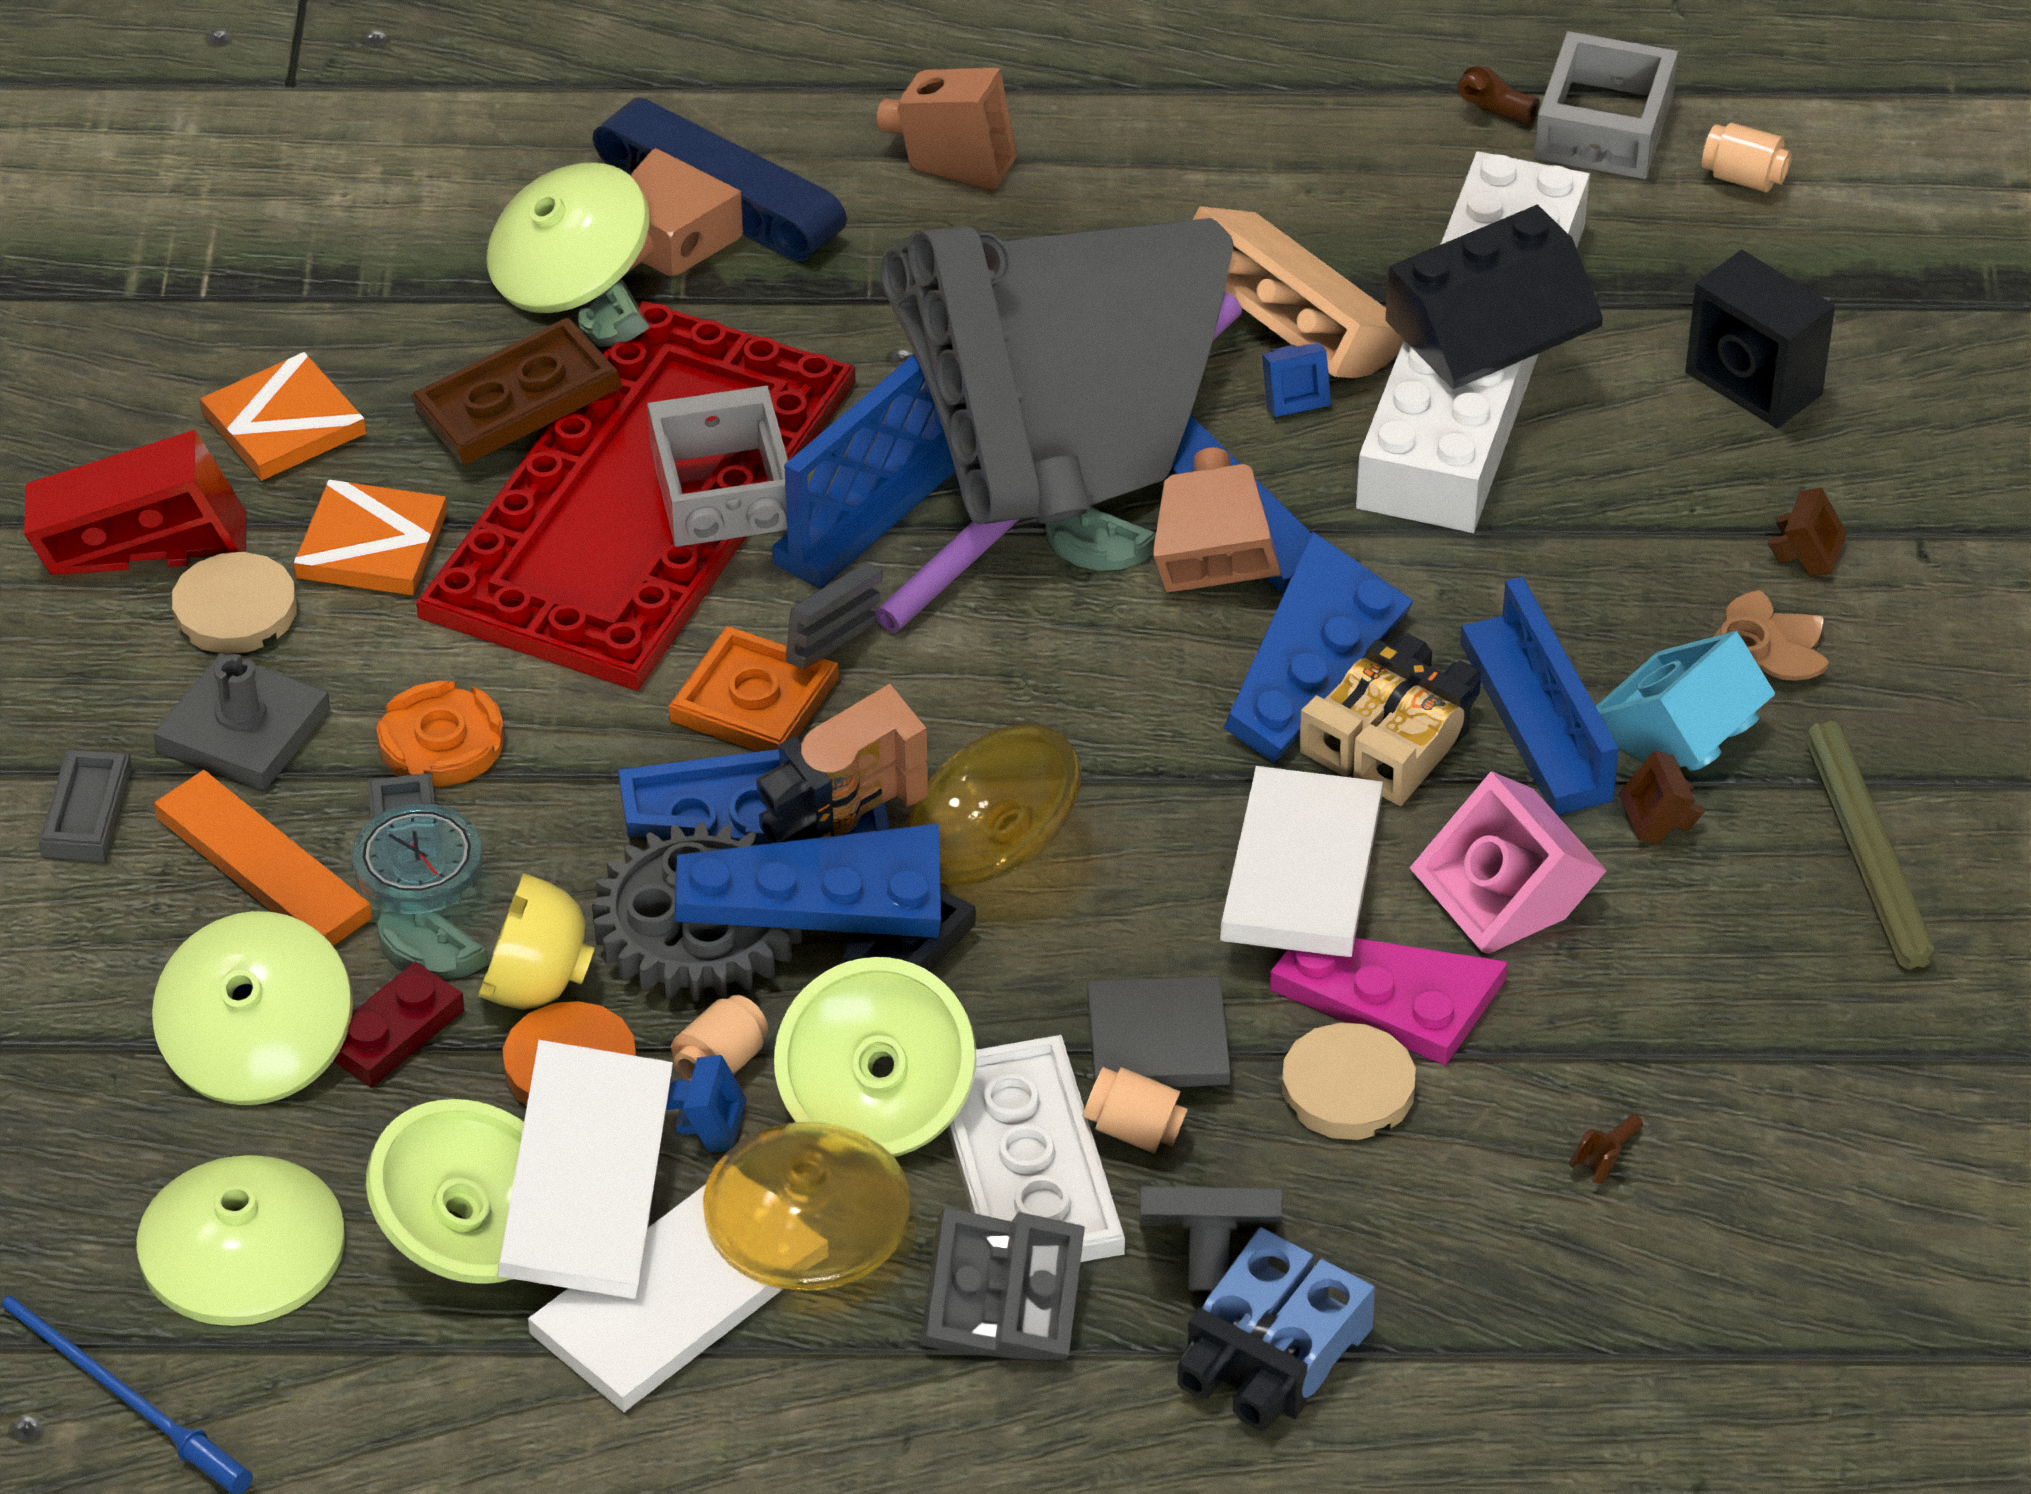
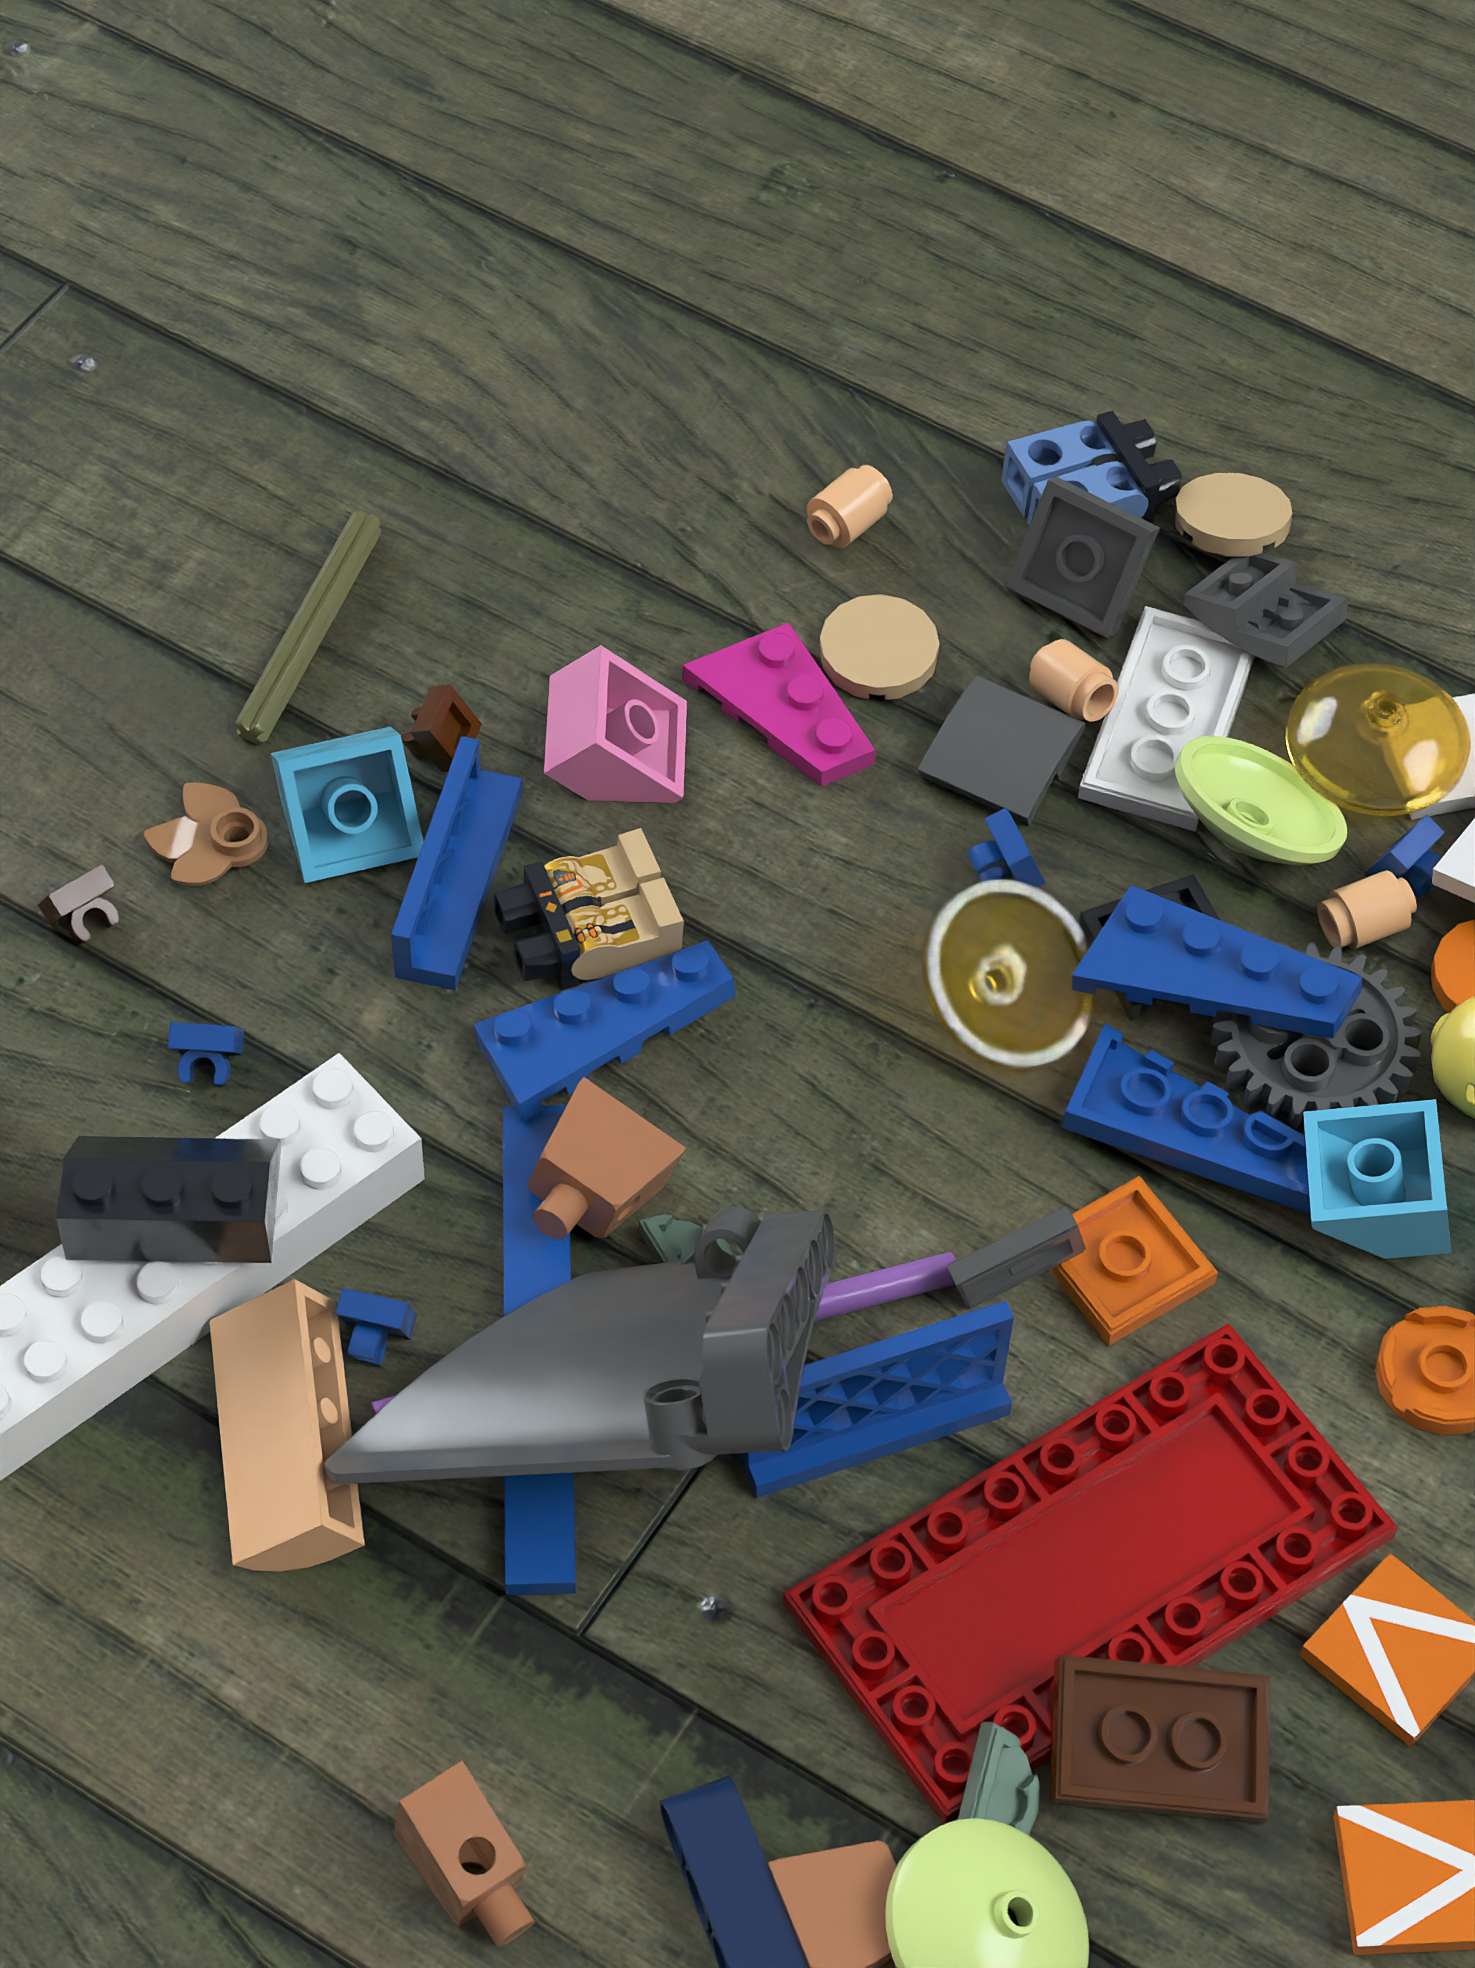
camera: 150 degrees left, 10 degrees up
(568, 801) = (1379, 1178): none -> medium azure slope
(742, 423) = (1009, 1521): light grey window -> none
(845, 770) = (1137, 1030): hips -> none
(1074, 933) = (1006, 855): none -> blue tile
(1103, 1374) = (1233, 514): none -> tan tile
(1302, 862) = (777, 819): white tile -> none
(1486, 1183) = (849, 506): none -> light nougat brick
(1602, 1149) = (742, 491): reddish brown hand -> none
(1605, 486) = (205, 1042): none -> blue tile

